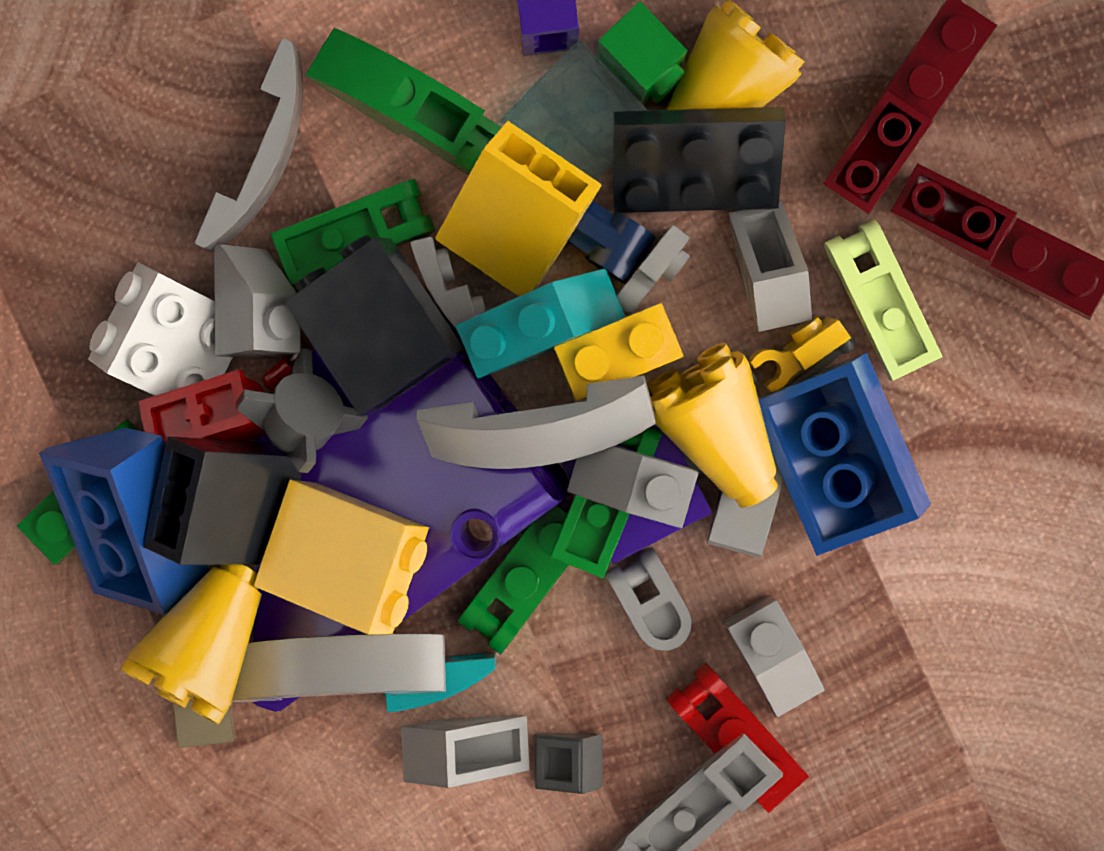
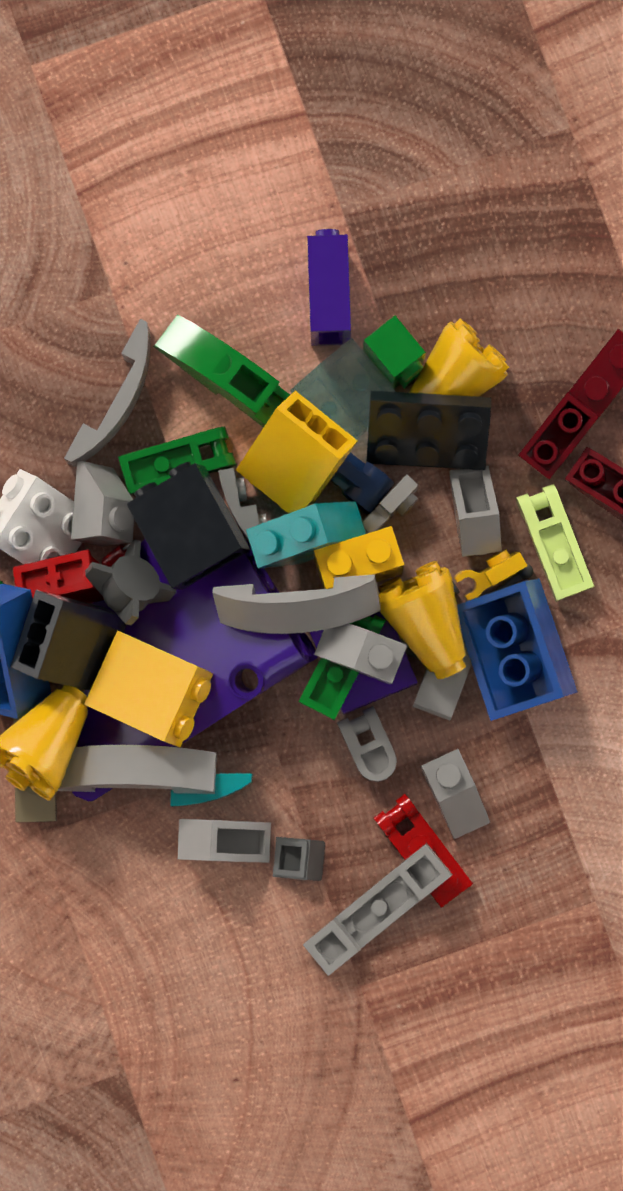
camera: 10 degrees right, 5 degrees down
(518, 582) = (274, 723): green plate -> none

